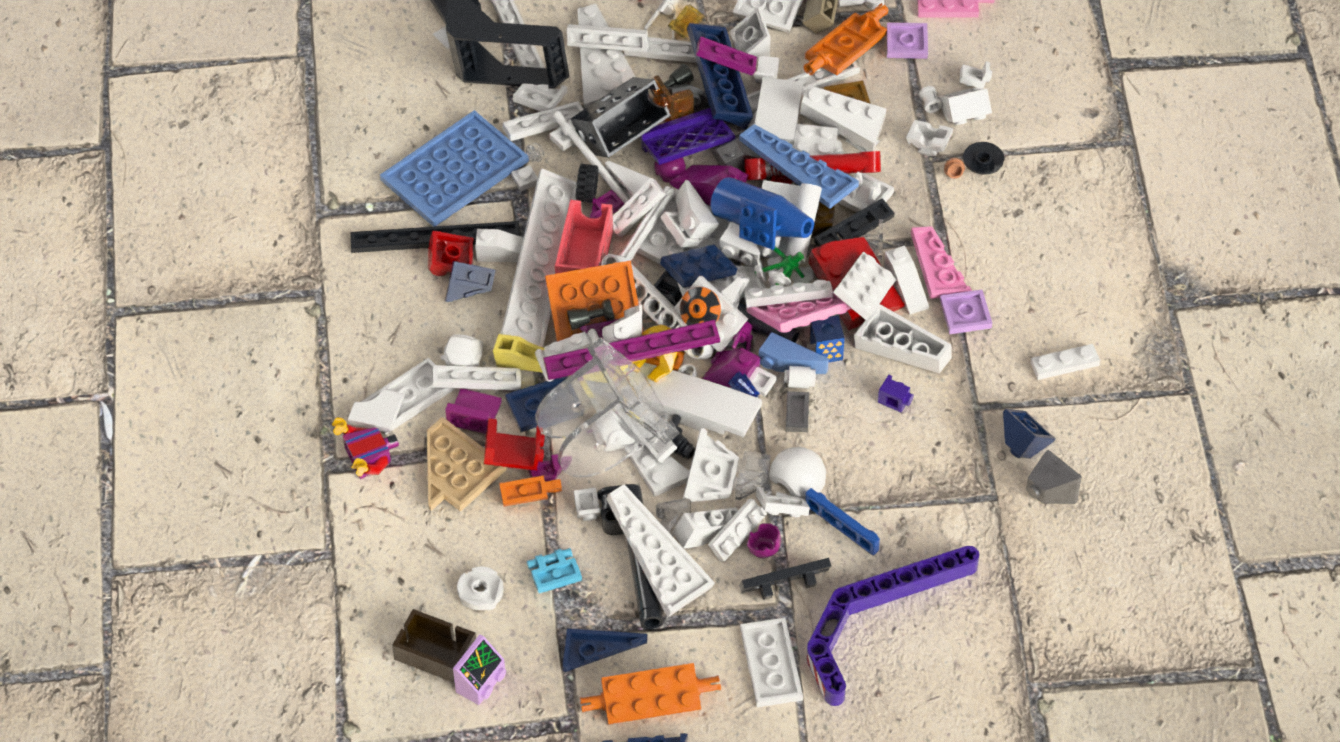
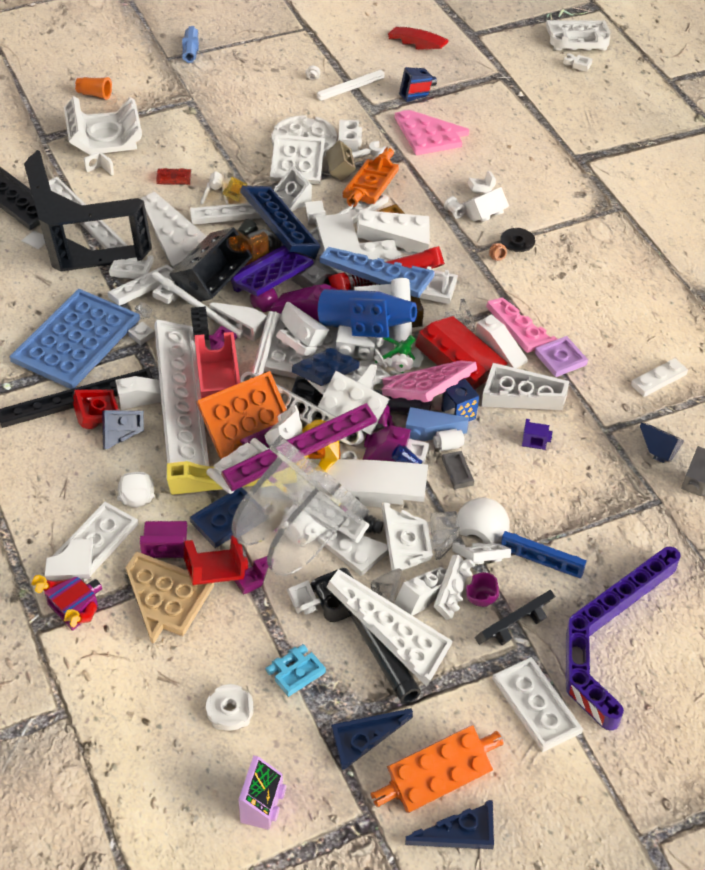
camera: 20 degrees left, 5 degrees down
(431, 644) = (202, 782): dark brown piece -> none
(476, 377) = (156, 508): white plate -> none
(528, 490) = (242, 599): orange plate -> none
(581, 317) = (240, 430): pearl dark grey piece -> none
(607, 38) = (178, 211): white plate -> none
(637, 207) = (252, 332): white plate -> none
(708, 302) = (345, 387): dish -> none
(726, 56) = (281, 204): magenta plate -> none
(797, 292) = (411, 372): white plate -> none
(857, 224) = (442, 307): black hinge -> none
(864, 285) = (477, 349): white plate -> none
(907, 40) = (417, 171): lavender plate -> none
(928, 139) = (468, 236): white cylinder -> none

